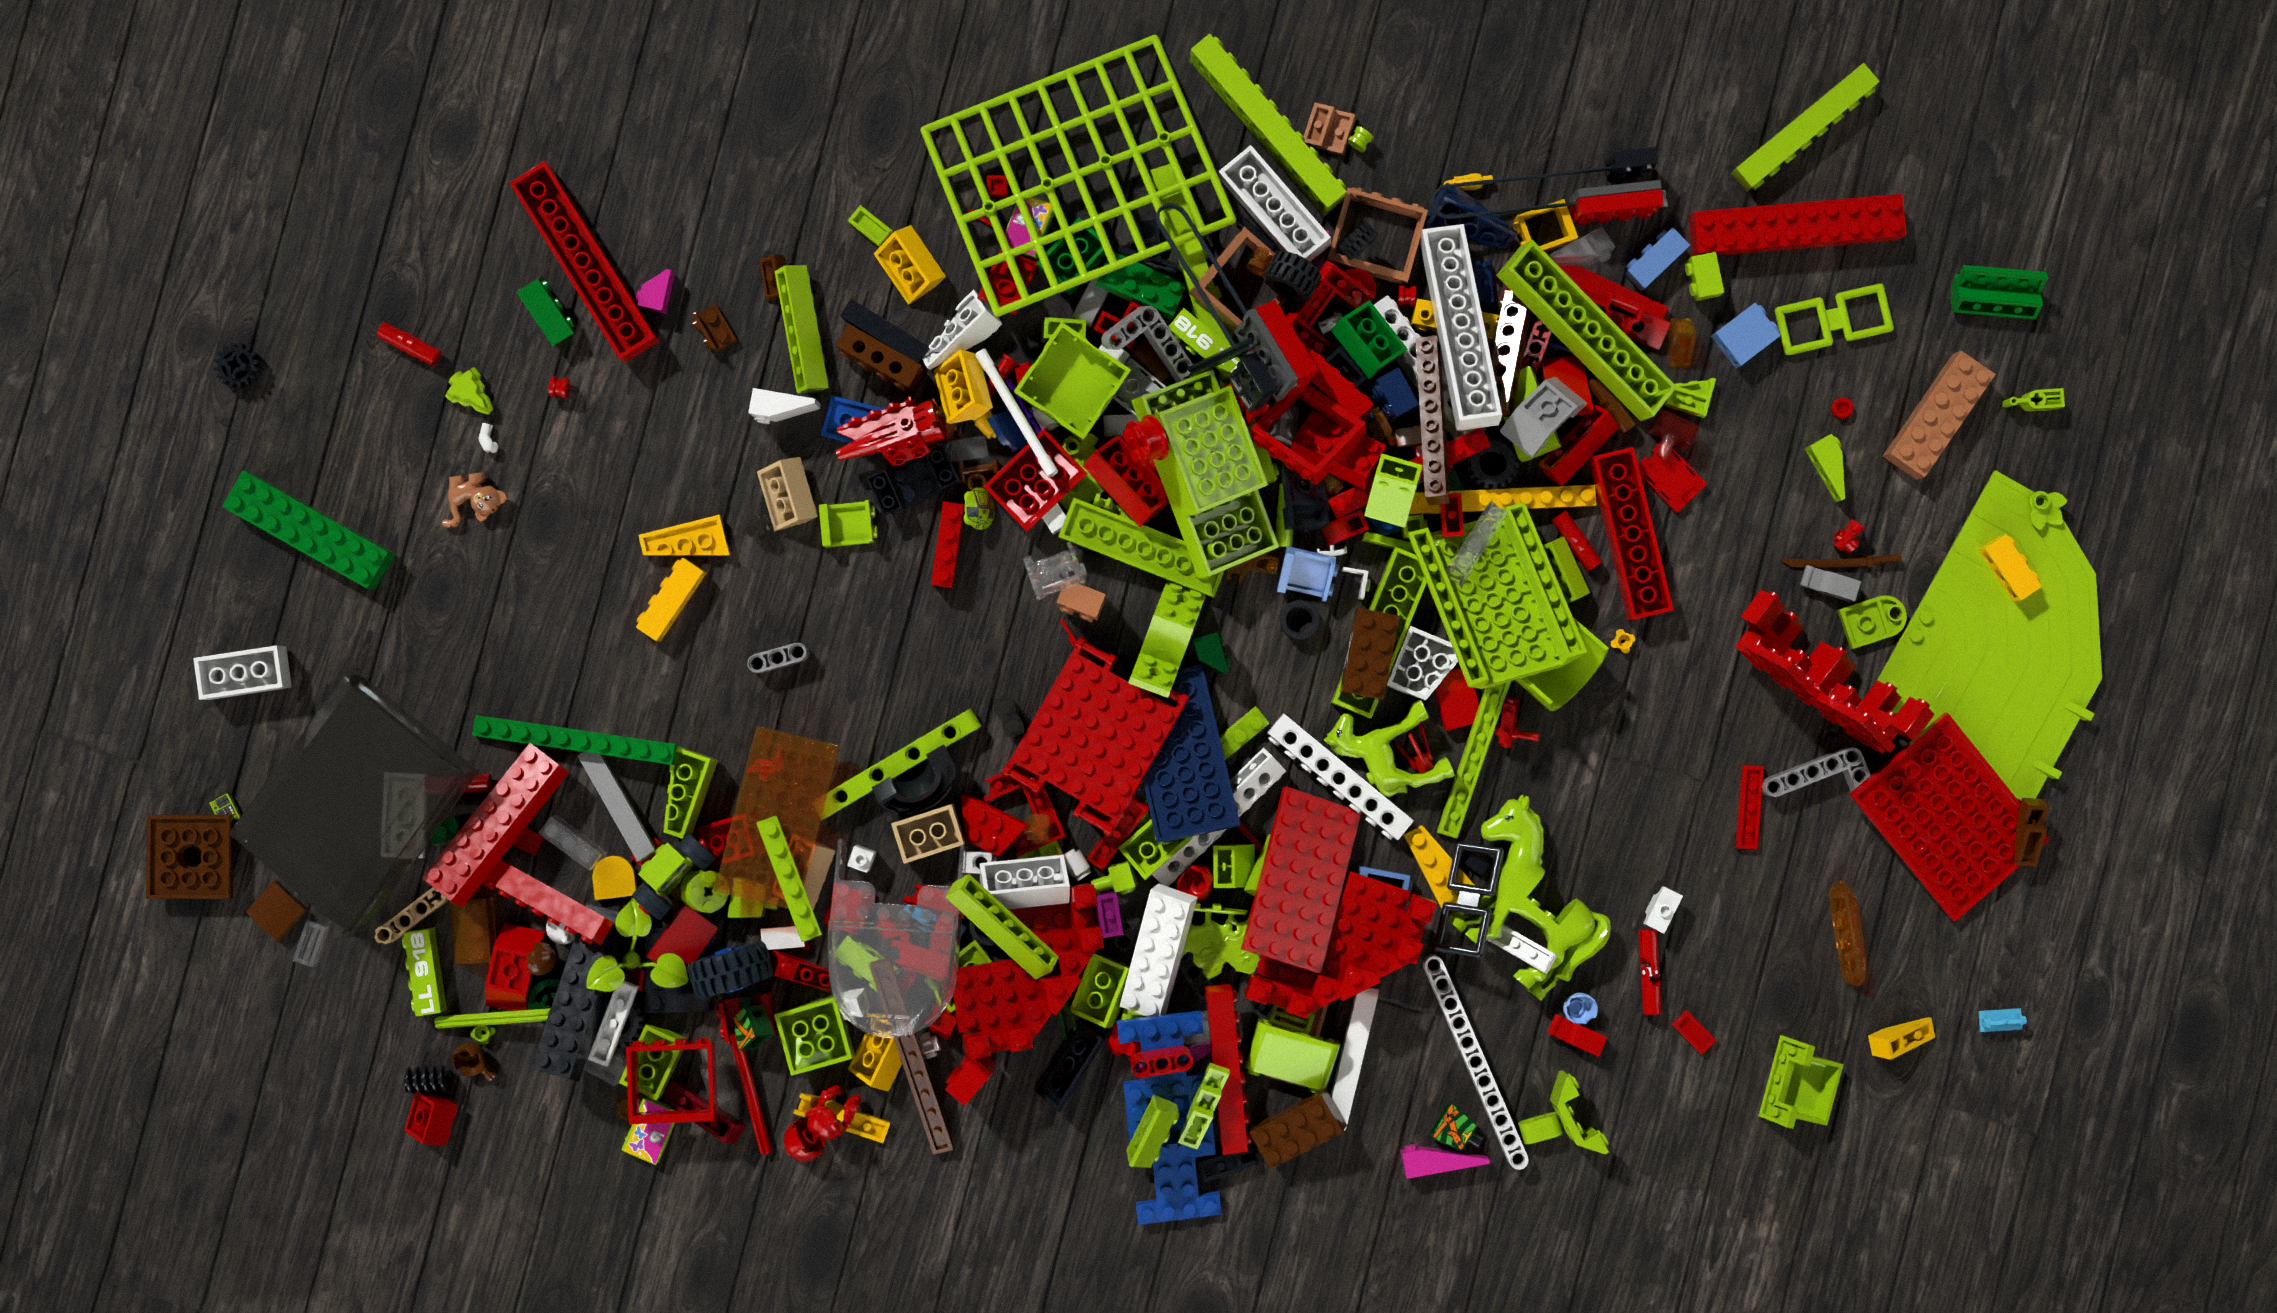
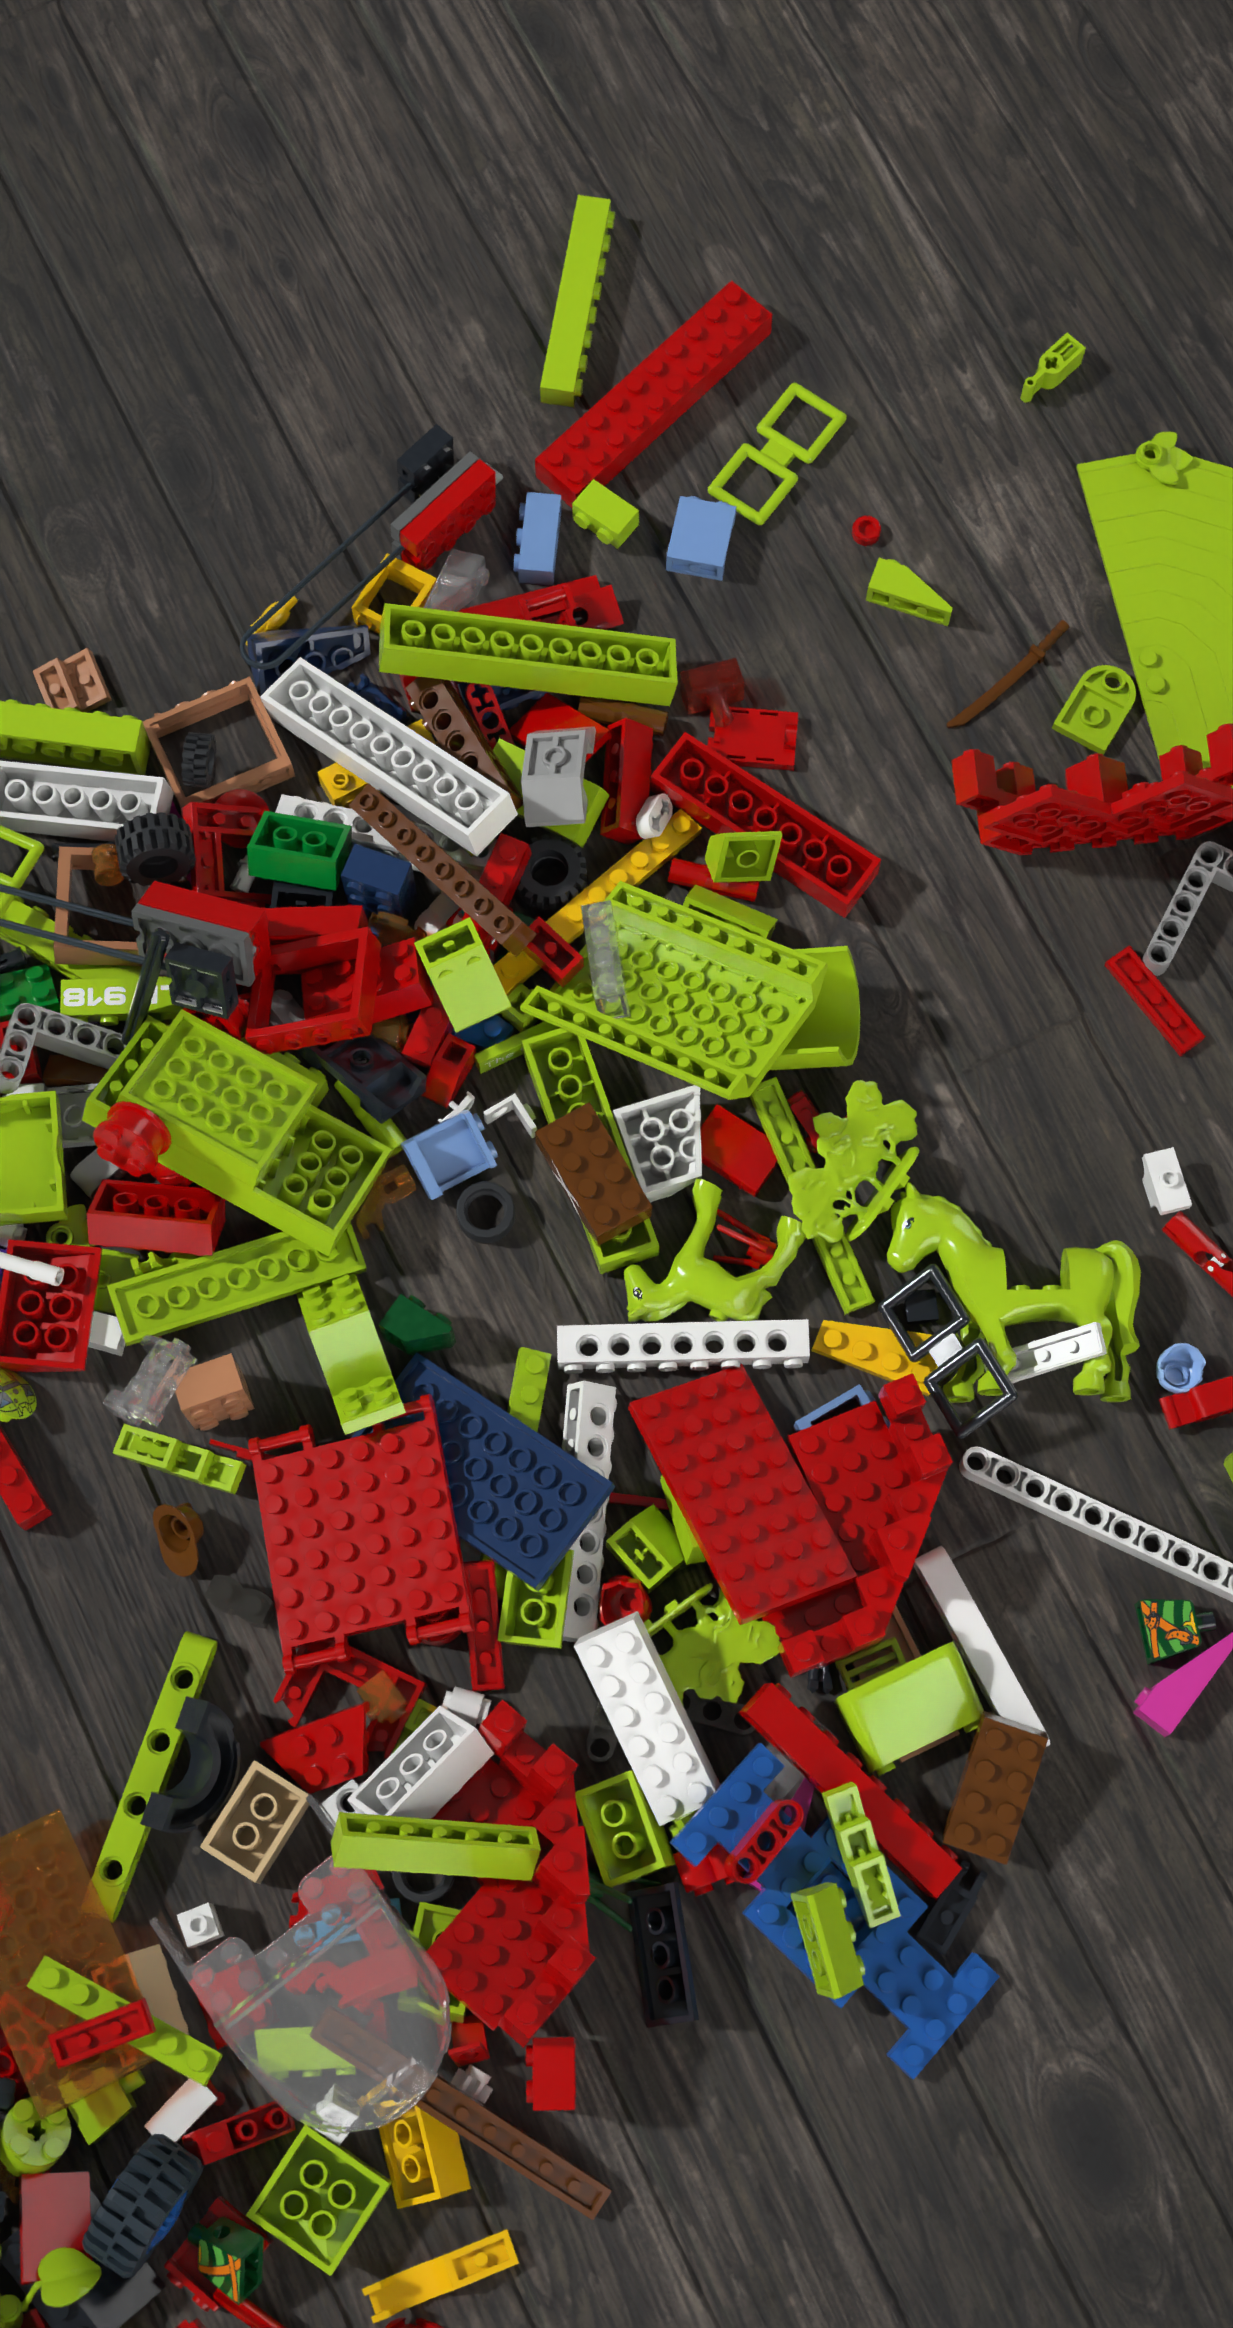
camera: 45 degrees left, 15 degrees down
(773, 877) = (101, 2033): none -> red tile
(823, 1120) = (418, 2295): red hair -> none
(1005, 656) = (178, 1534): none -> reddish brown piece
(1038, 616) = (179, 1459): none -> lime slope
(1108, 914) = (551, 1723): magenta panel -> none
(1120, 879) = (531, 1675): lime brick -> none
(1360, 139) = (114, 667): lime wheel -> none
(1406, 295) = (304, 781): red wheel -> none
(1512, 756) = (852, 1155): none -> lime plant
(1575, 479) = (654, 816): none -> white beam
(1601, 544) = (742, 856): none -> lime slope
(1624, 647) = (862, 934): yellow plate -> none
(1681, 342) = (640, 596): clear orange slope -> none
(1692, 397) = (702, 641): lime wing -> none
(1830, 583) = (1020, 705): light grey piece -> none
(1846, 539) = (992, 649): red plate -> none
(1938, 415) = (970, 457): nougat brick -> none
(1998, 292) = (914, 297): green brick -> none
(2010, 567) = (1183, 539): yellow brick -> none

